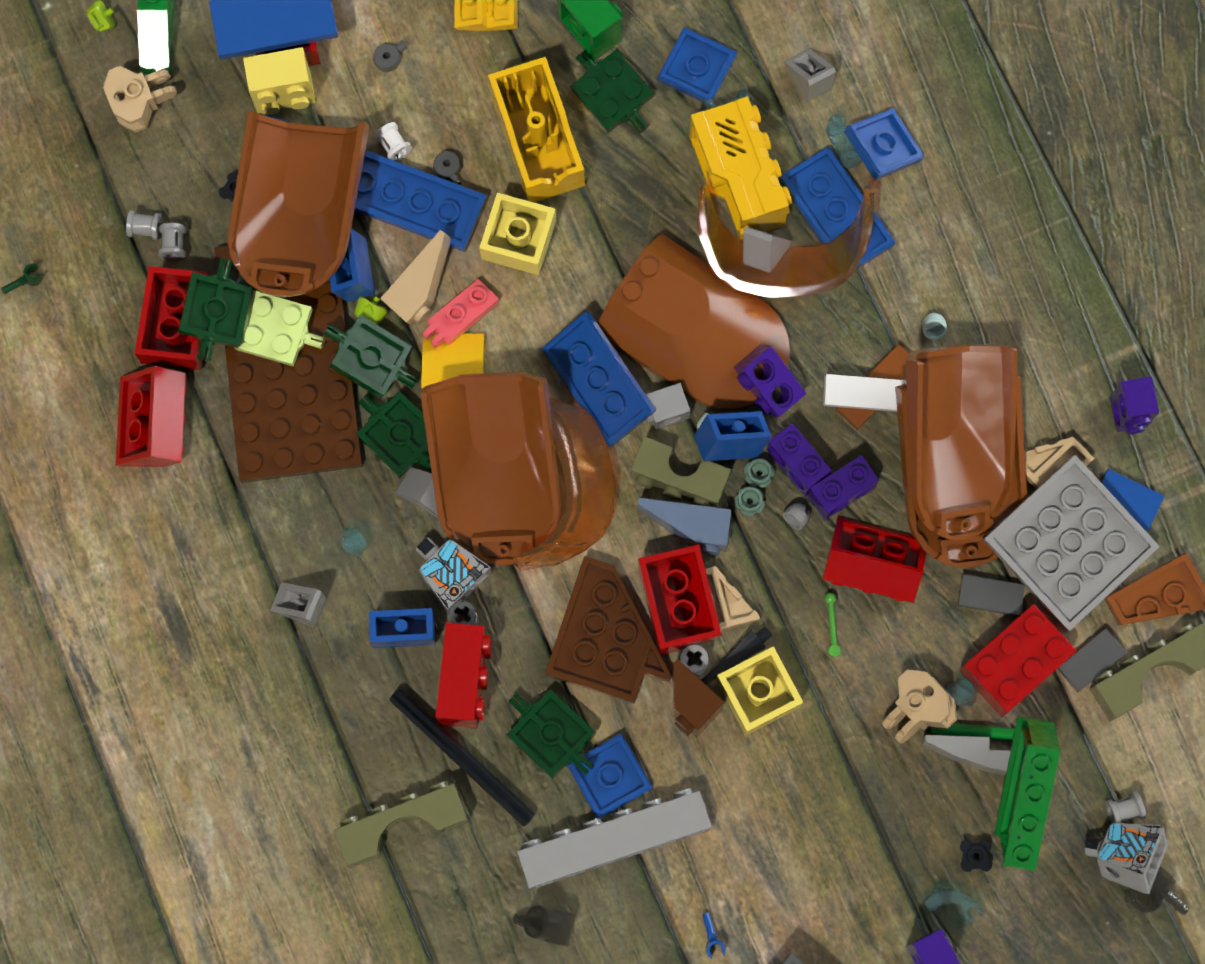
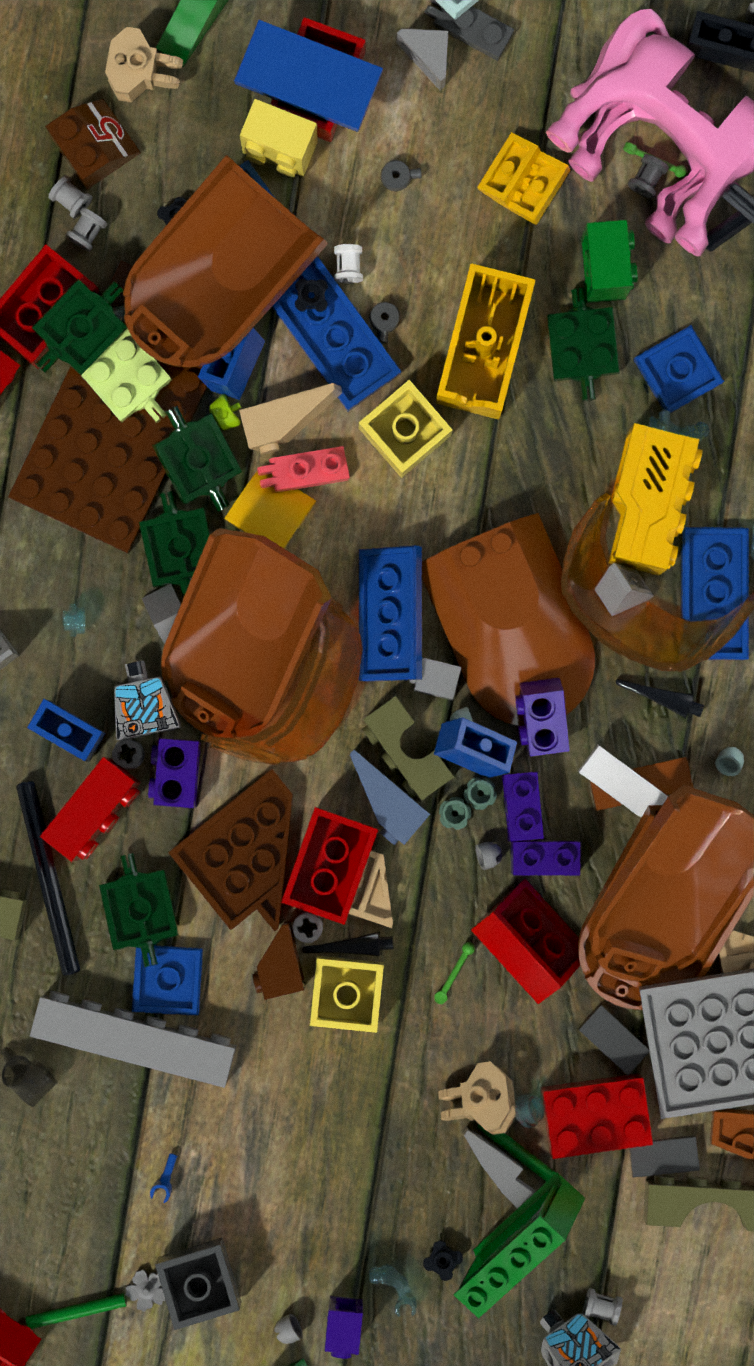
camera: 25 degrees right, 10 degrees up
(134, 175) = (92, 141): none -> reddish brown slope
(376, 172) = (318, 301): none -> black plate
(516, 605) = (185, 773): none -> dark purple brick
(861, 309) = (674, 701): none -> black piece

